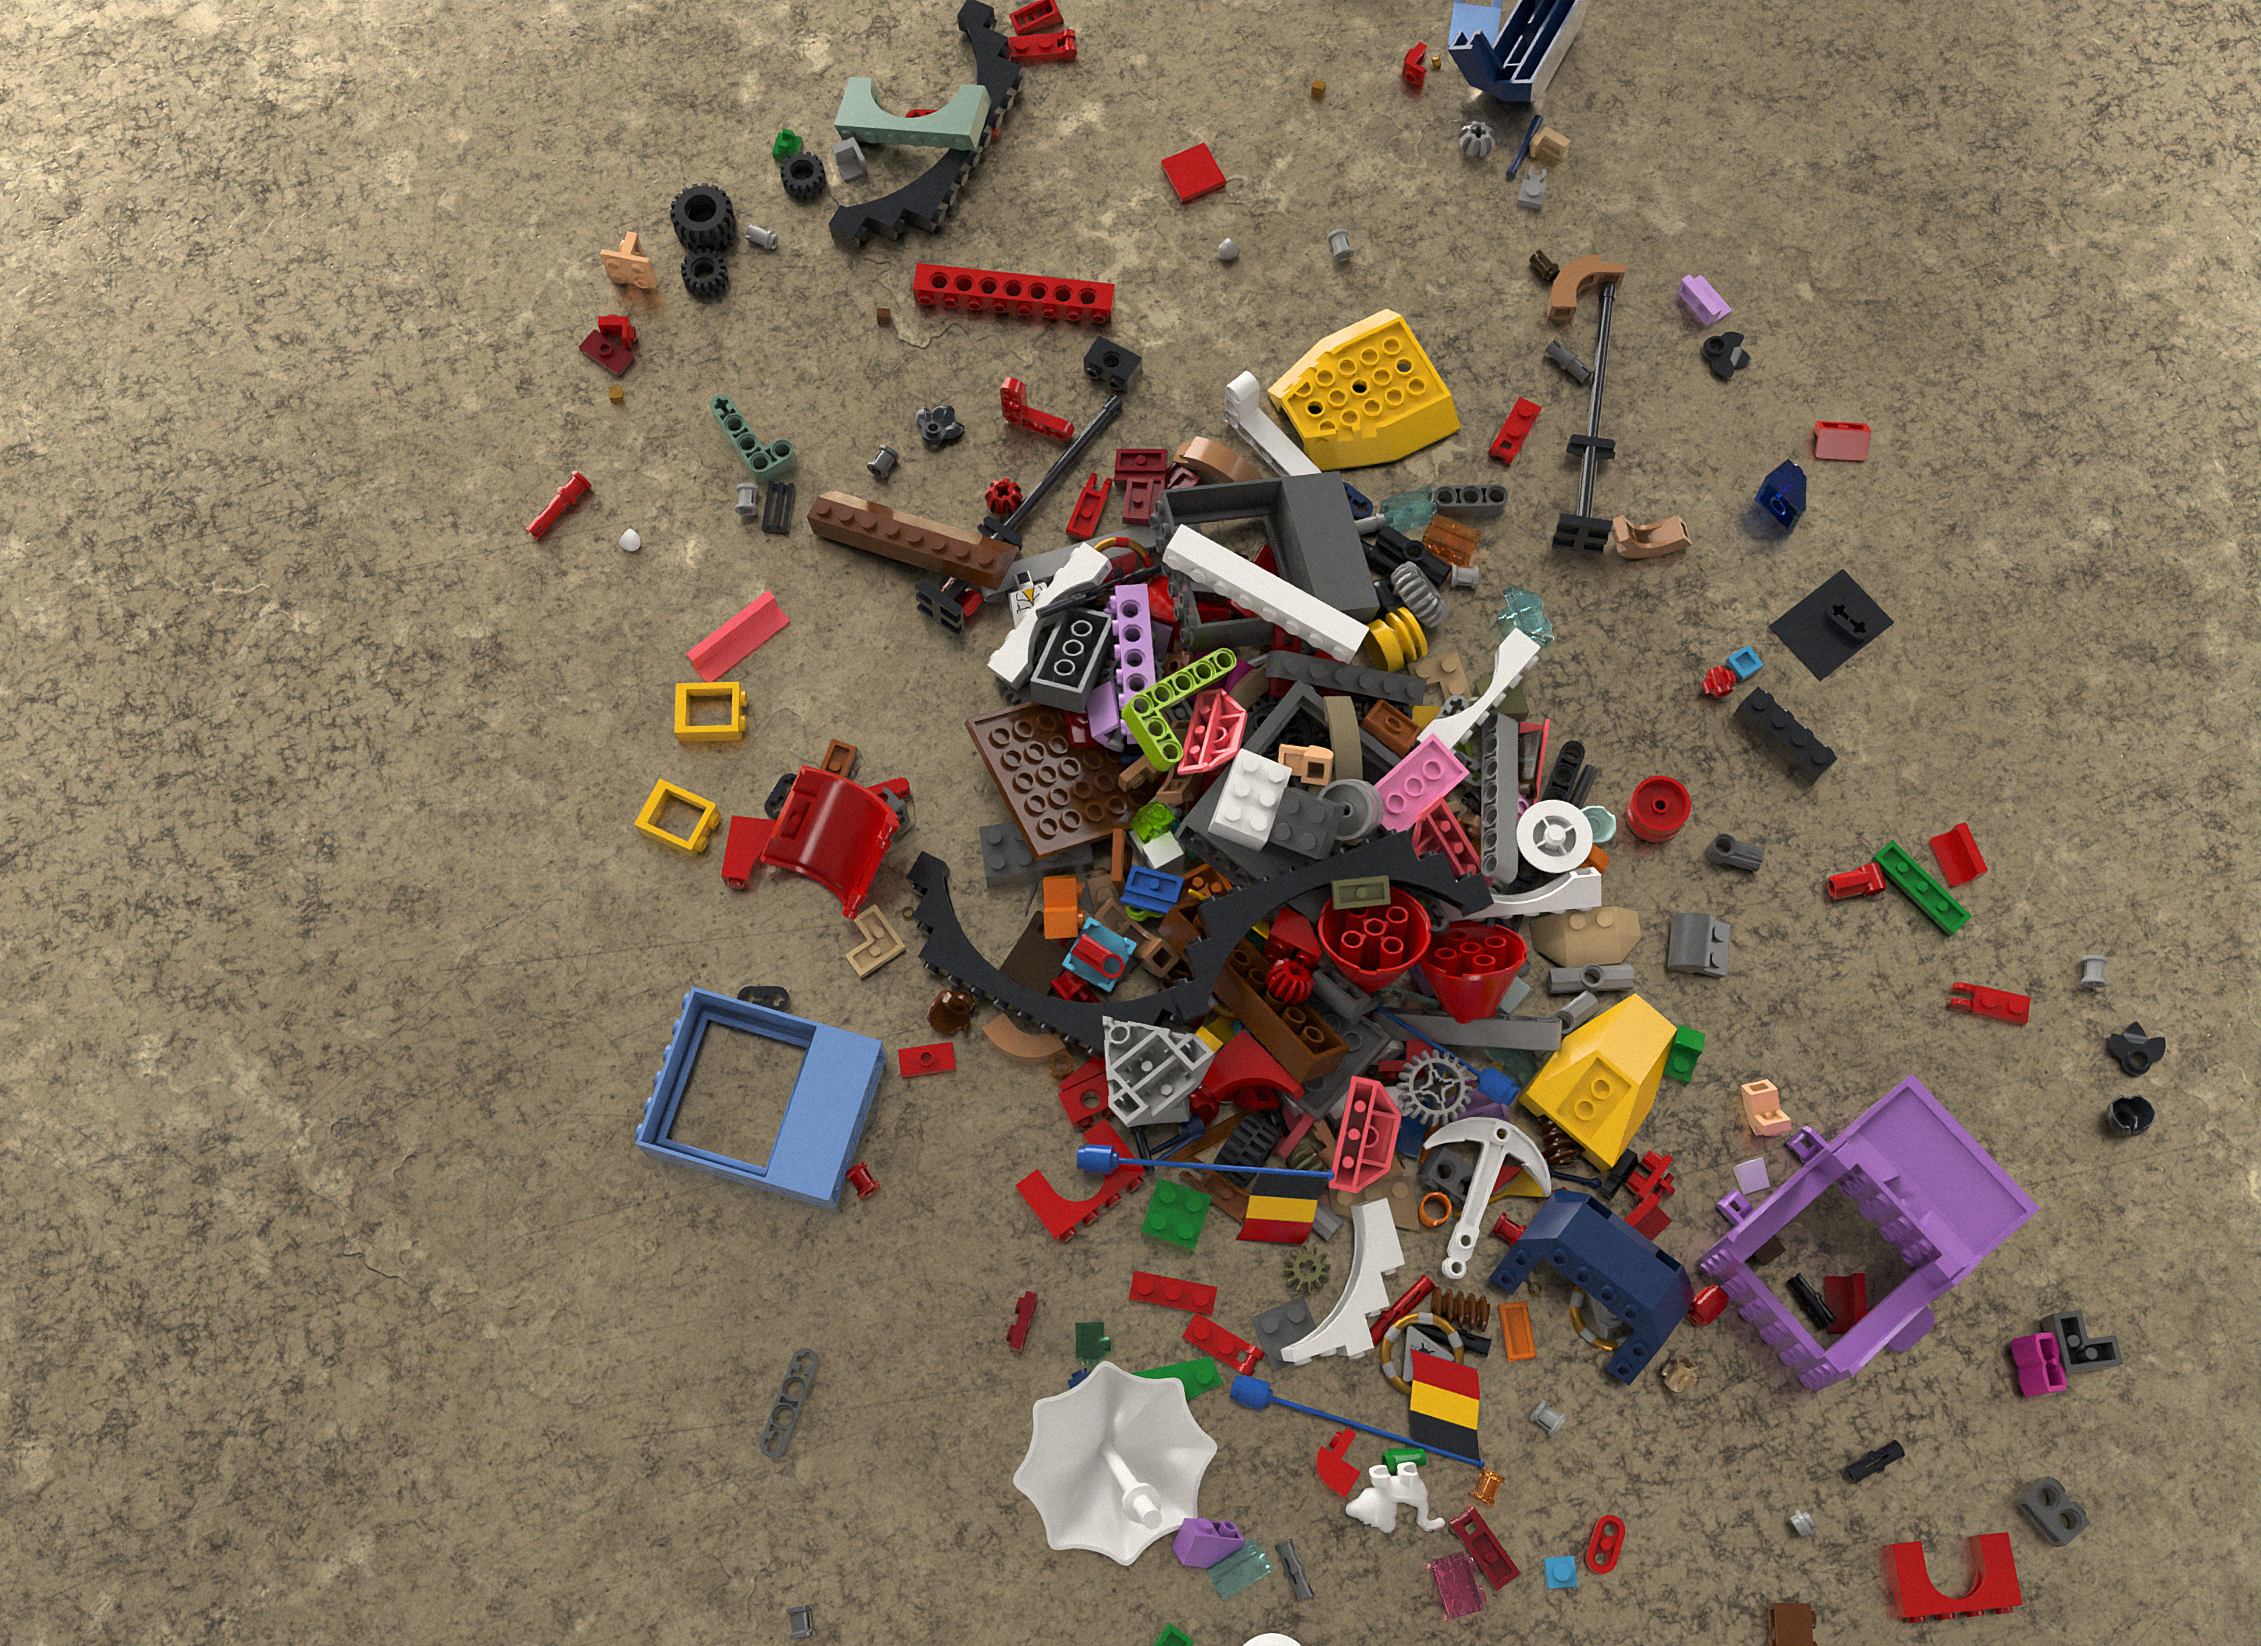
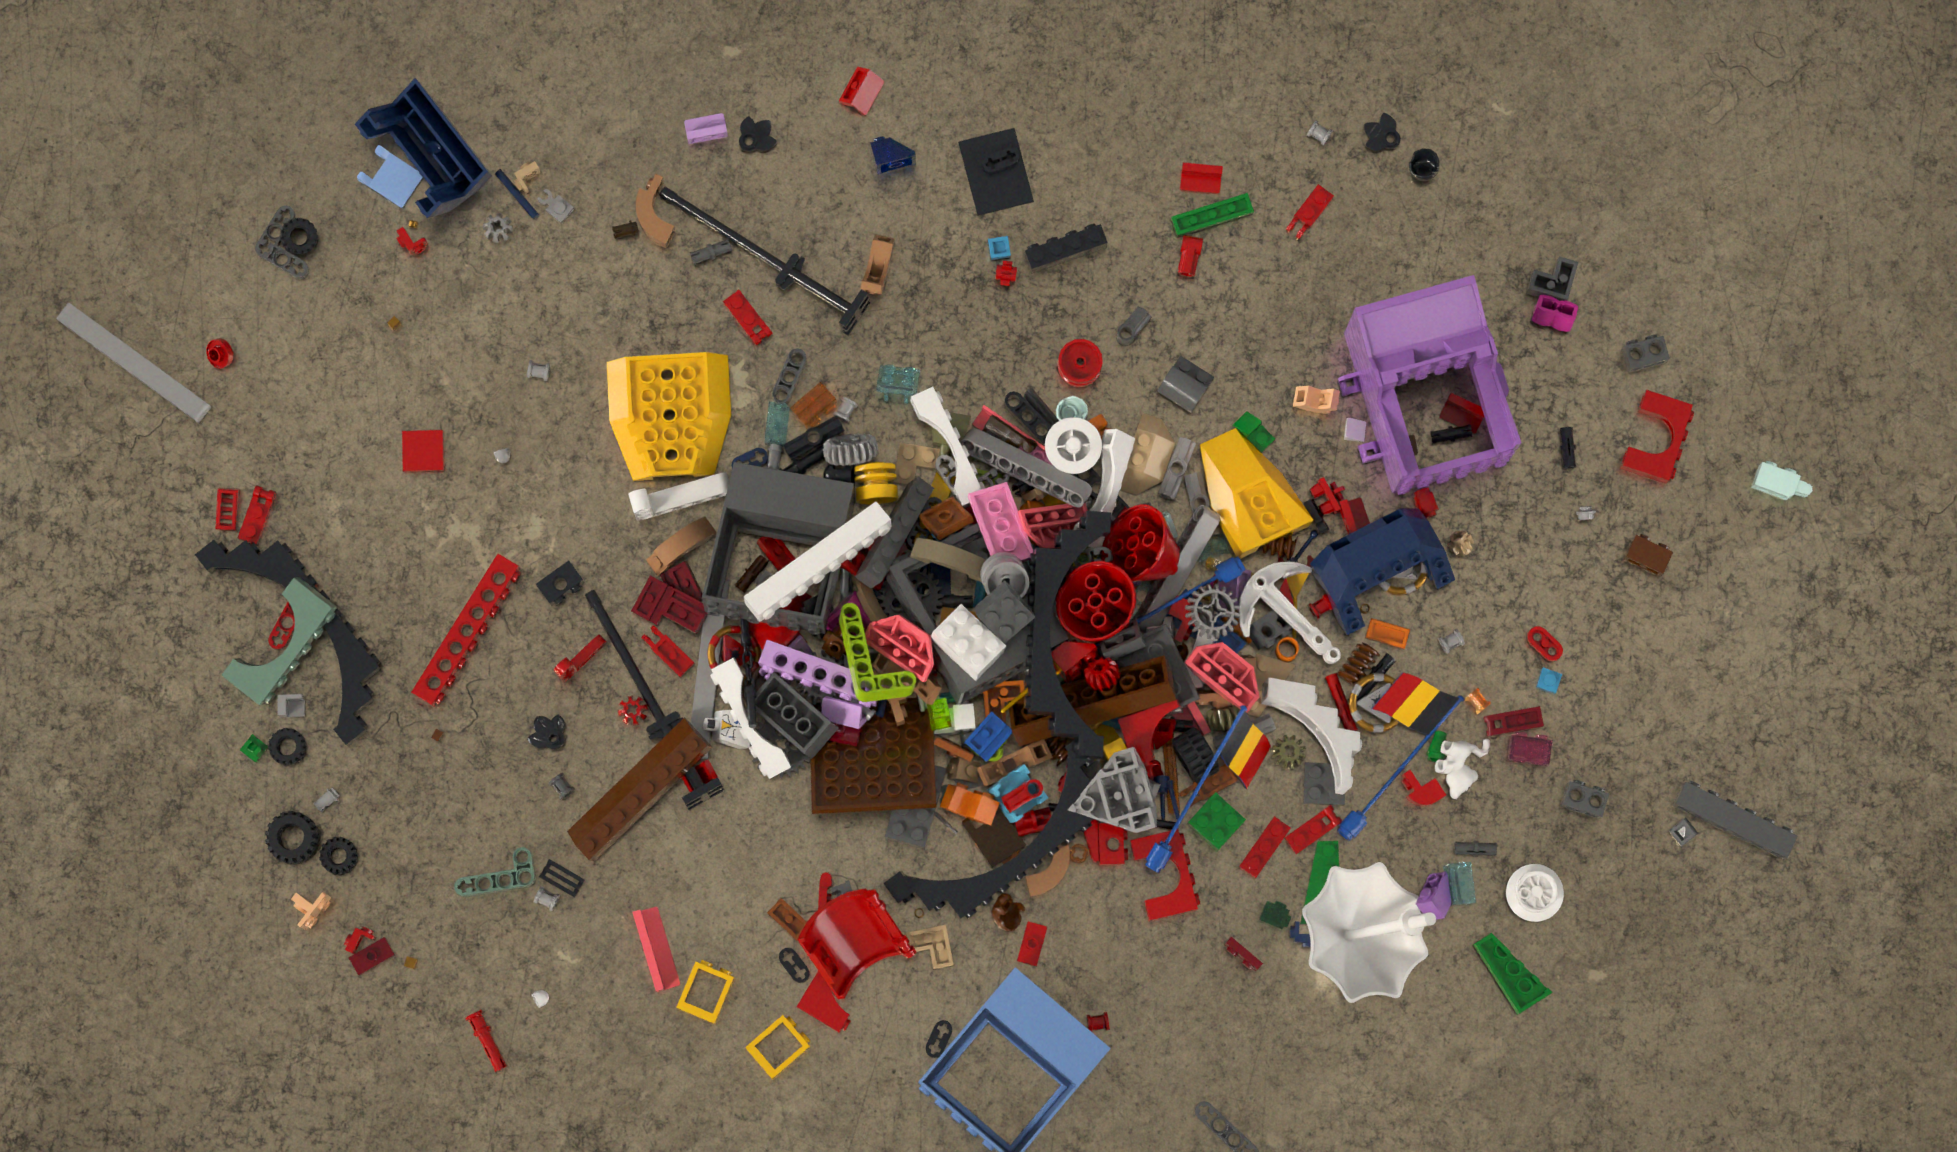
camera: 70 degrees left, 10 degrees up
(1310, 763) = (958, 587): light nougat brick -> none
(1360, 892) = (1067, 598): olive plate -> none

